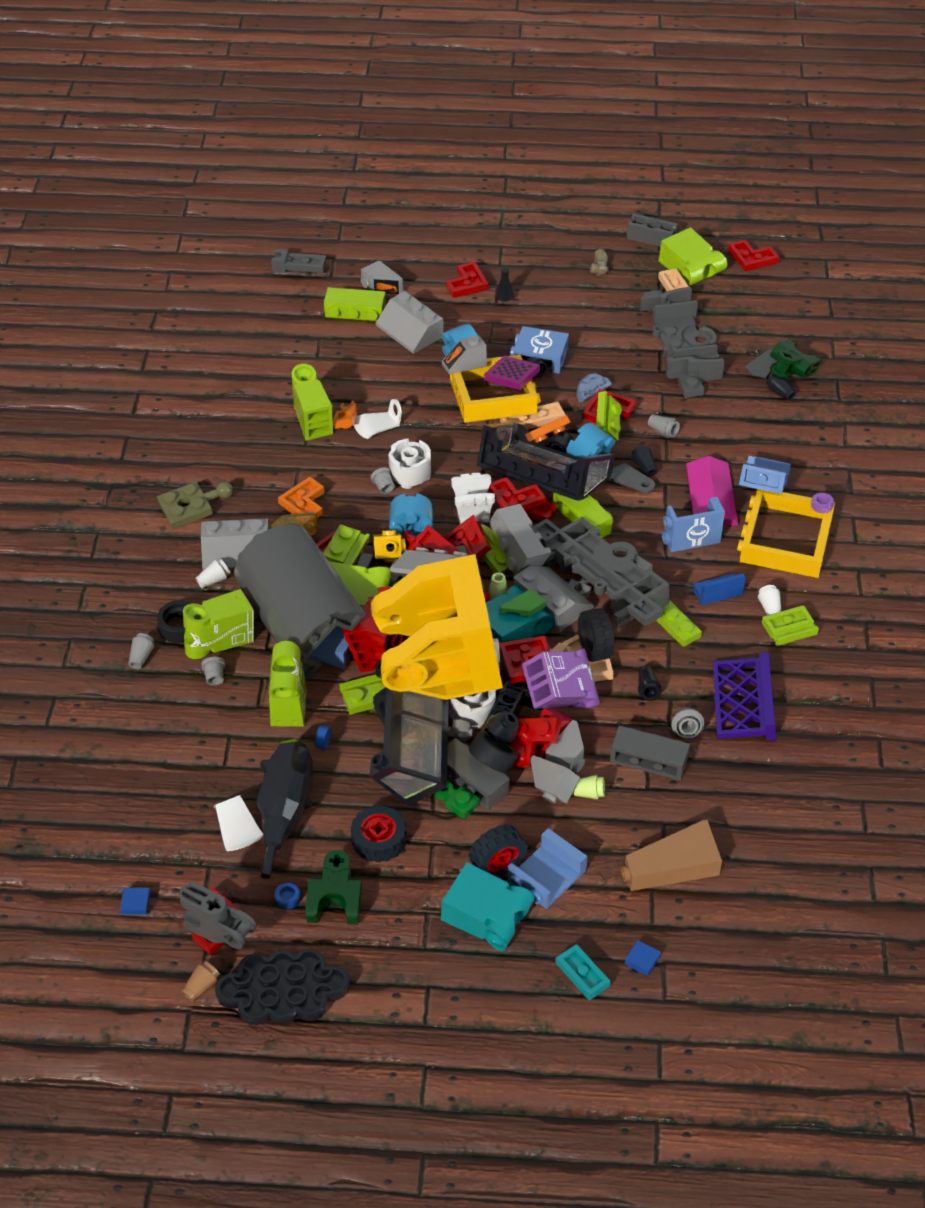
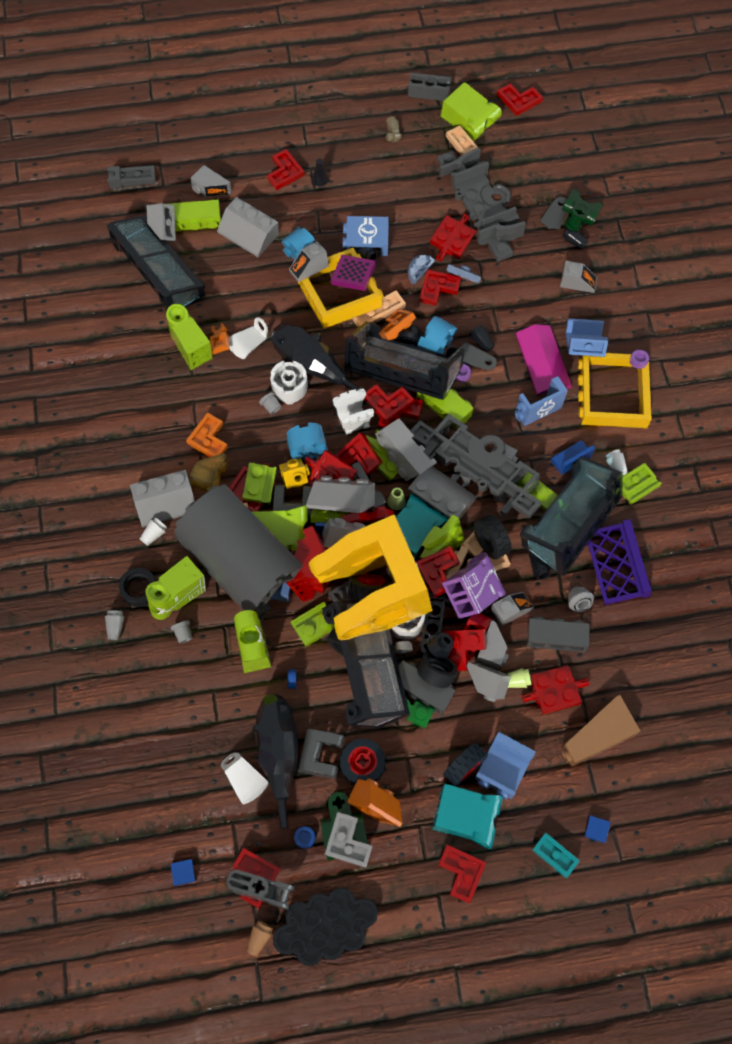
camera: 15 degrees left, 20 degrees up
(198, 503) = (110, 450): olive plate -> none
(299, 332) = (156, 262): none -> windscreen
(317, 297) = (162, 220): none -> light grey slope
(318, 822) = (311, 753): none -> dark grey connector
(328, 900) = (341, 843): none -> light grey plate
(378, 868) = (376, 802): none -> orange slope
(442, 437) = (298, 345): none -> black piece
(469, 966) = (468, 870): none -> red plate
(525, 604) = (426, 516): bright green tile -> none
(544, 623) = (439, 539): none -> lime plate
(600, 716) = (510, 608): none -> light grey slope
(608, 415) = (443, 299): lime plate -> none
(611, 490) = (464, 374): none -> medium lavender tile
(631, 808) = (555, 690): none -> red plate
(638, 366) = (452, 237): none -> red plate
(640, 396) = (464, 271): none -> sand blue plate
(665, 425) = (489, 297): light grey cone -> none
(703, 639) = (574, 515): none -> windscreen
(773, 422) = (578, 277): none -> light grey slope

